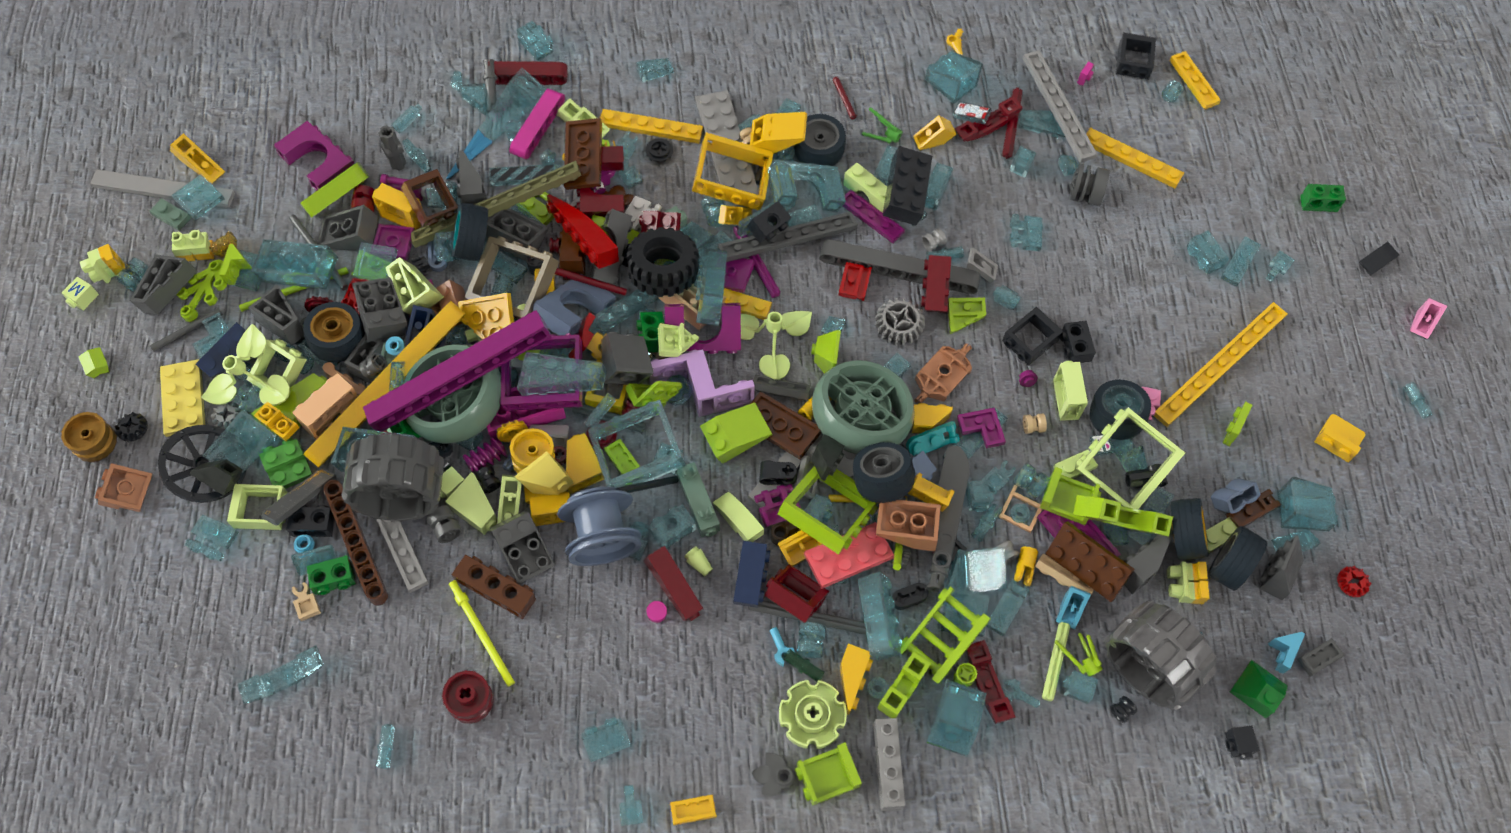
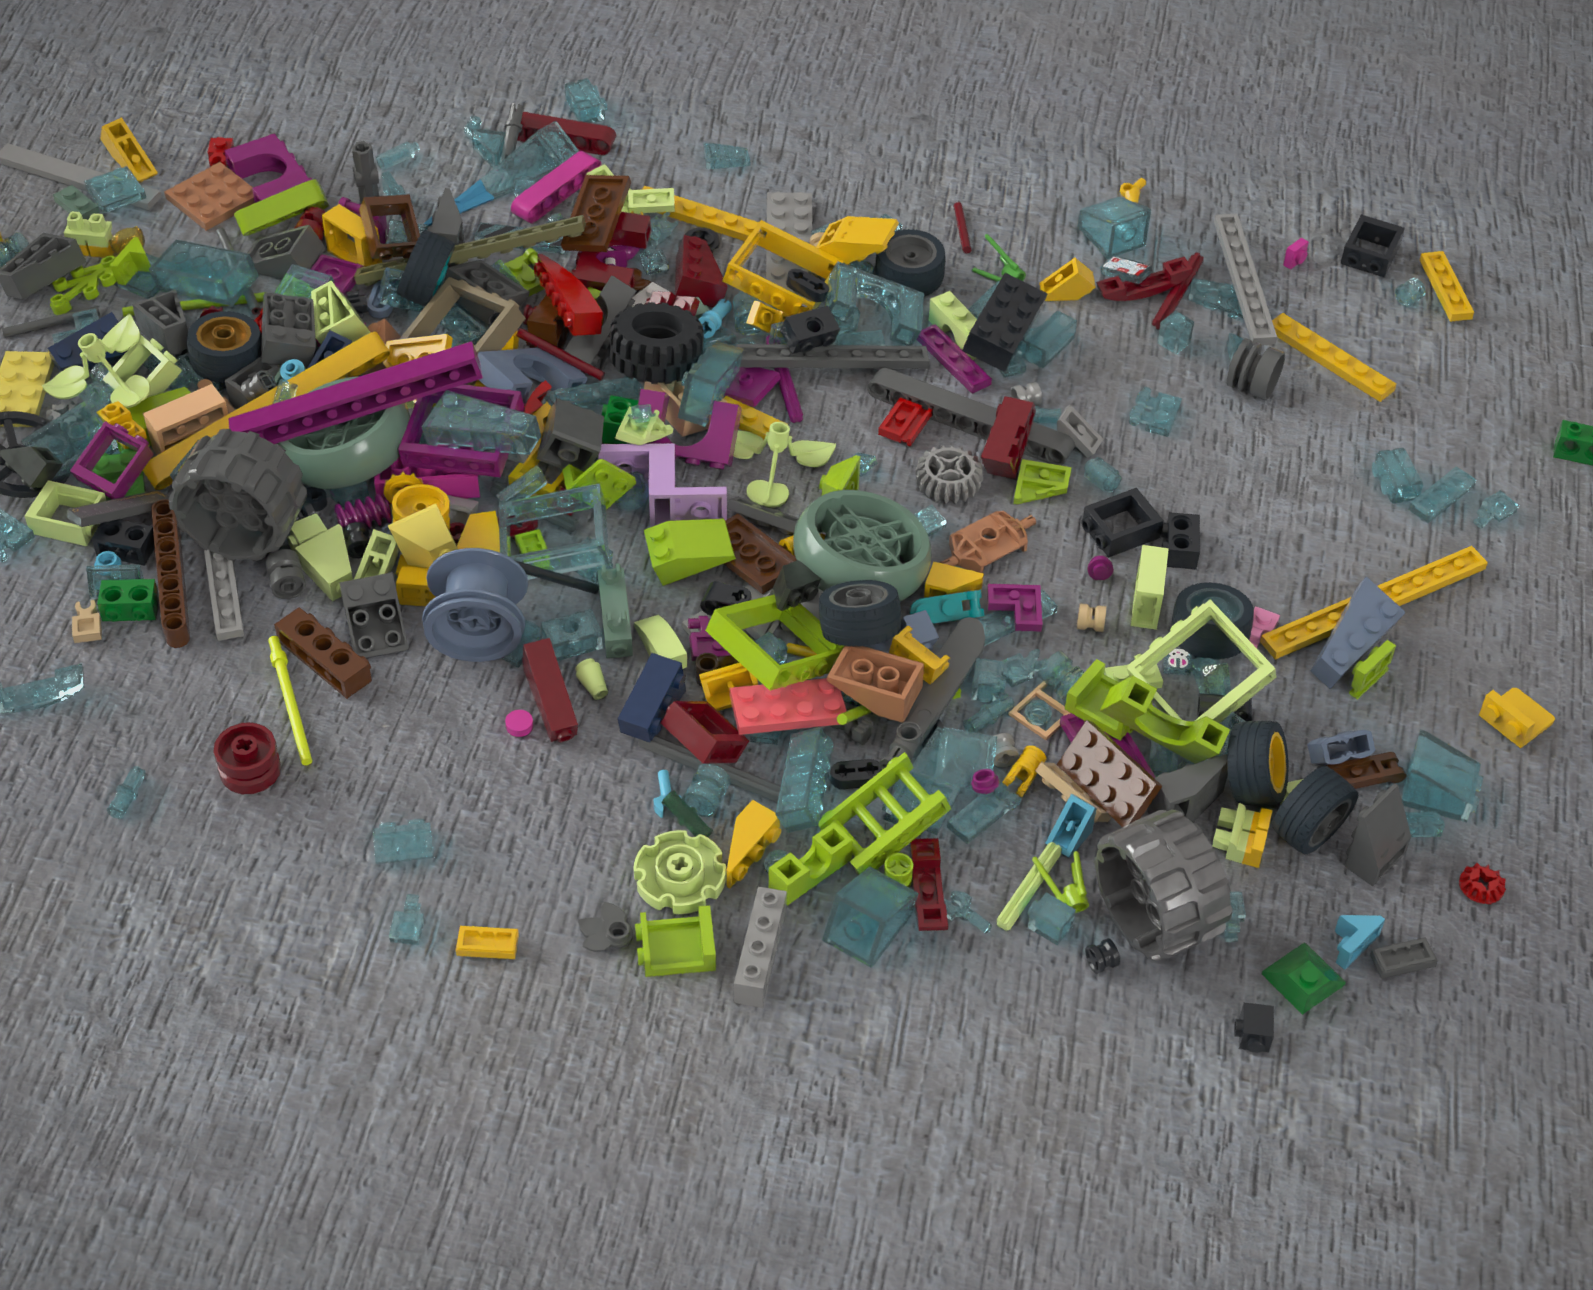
camera: 15 degrees right, 15 degrees down
(264, 453) = (96, 448): none -> magenta window
(266, 141) = (217, 149): none -> red plate
(275, 185) = (211, 196): none -> nougat plate
(616, 124) = (651, 200): none -> yellowish green plate
(667, 183) = (698, 272): none -> dark red wedge
(672, 330) = (641, 413): none -> clear light blue plate
(691, 224) = (712, 319): none -> medium azure pin
(756, 183) = (807, 285): none -> black beam
(1004, 586) = (985, 781): none -> magenta plate
(1220, 397) = (1360, 627): none -> sand blue wedge

